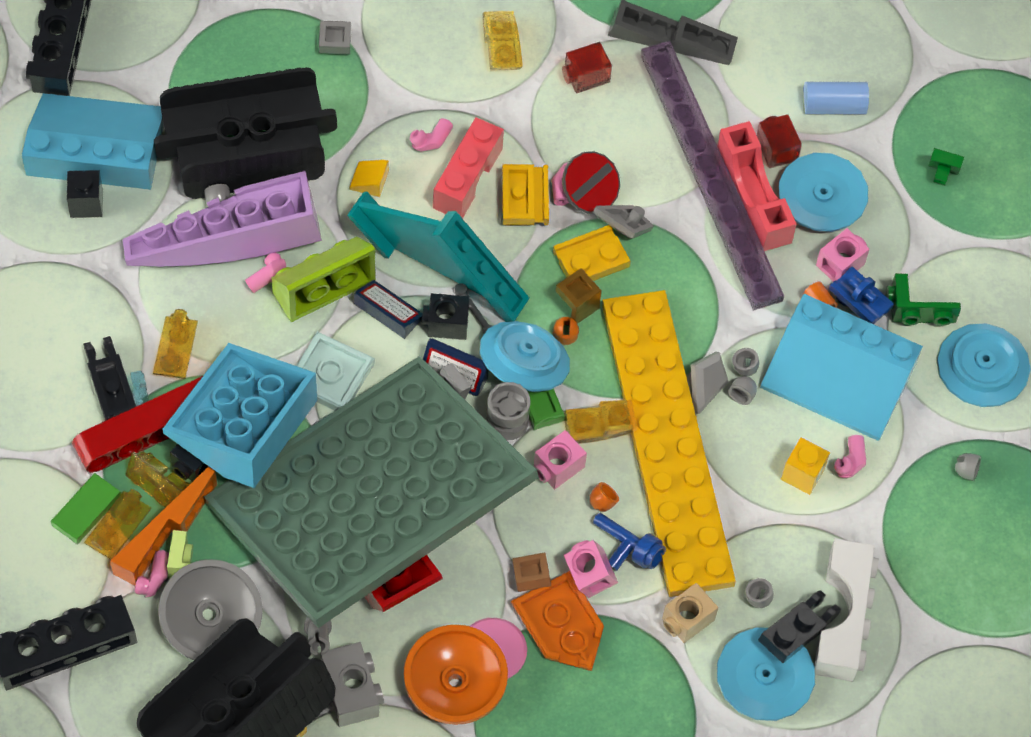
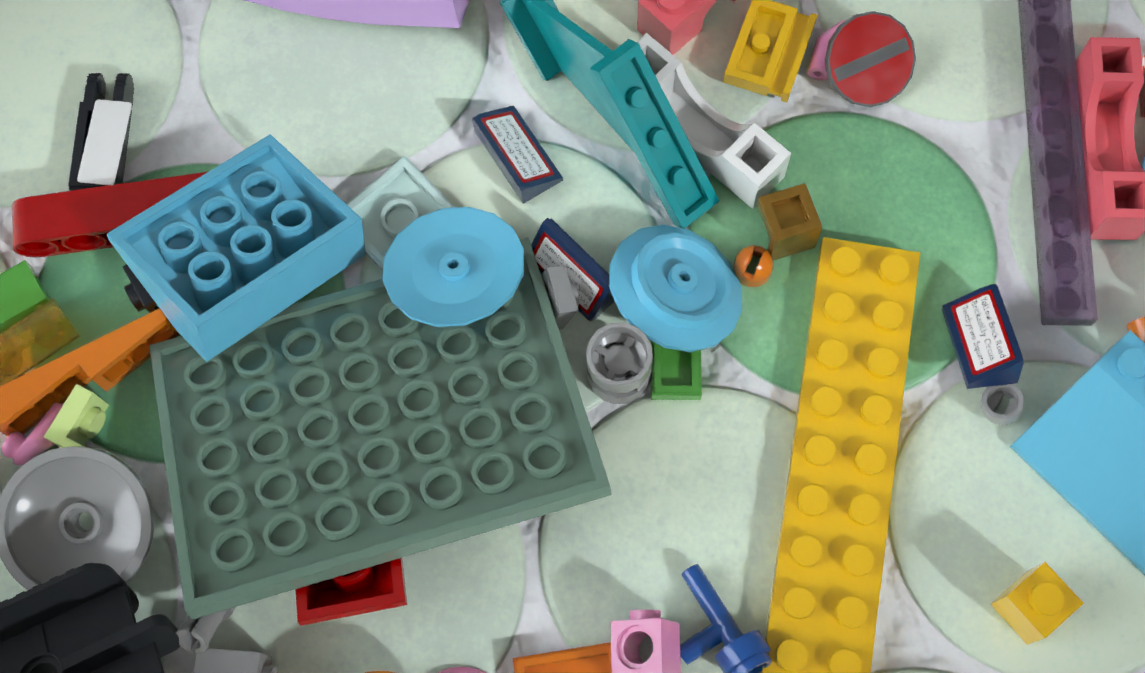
camera: 30 degrees right, 10 degrees up
(117, 382) = (104, 142): none -> white sticker
(139, 387) = (132, 160): clear light blue tile -> none
(148, 473) = (94, 282): clear yellow hinge -> none
(175, 345) = (210, 115): clear yellow hinge -> none
(263, 276) = (385, 47): bright pink arm -> none
(324, 277) = (440, 82): lime slope -> none
(383, 384) = (453, 266): none -> medium azure piece
(450, 328) = (595, 210): black brick -> none
(461, 290) = (629, 160): dark grey hinge -> none
(531, 572) = (559, 624): medium nougat tile -> none
(532, 266) = (734, 153): none -> white arch
(563, 448) = (679, 445): bright pink brick -> none
(595, 252) = (836, 165): yellow plate -> none
(601, 423) = (750, 423): clear yellow slope -> none
(603, 497) = (710, 543): orange hinge -> none
(625, 219) = (900, 128): light grey piece -> none
(707, 380) = (933, 411): light grey piece -> none
(721, 327) = (984, 338): none -> slope
(743, 390) = (982, 445): light grey hinge -> none
(854, 460) = (1115, 617): bright pink arm -> none

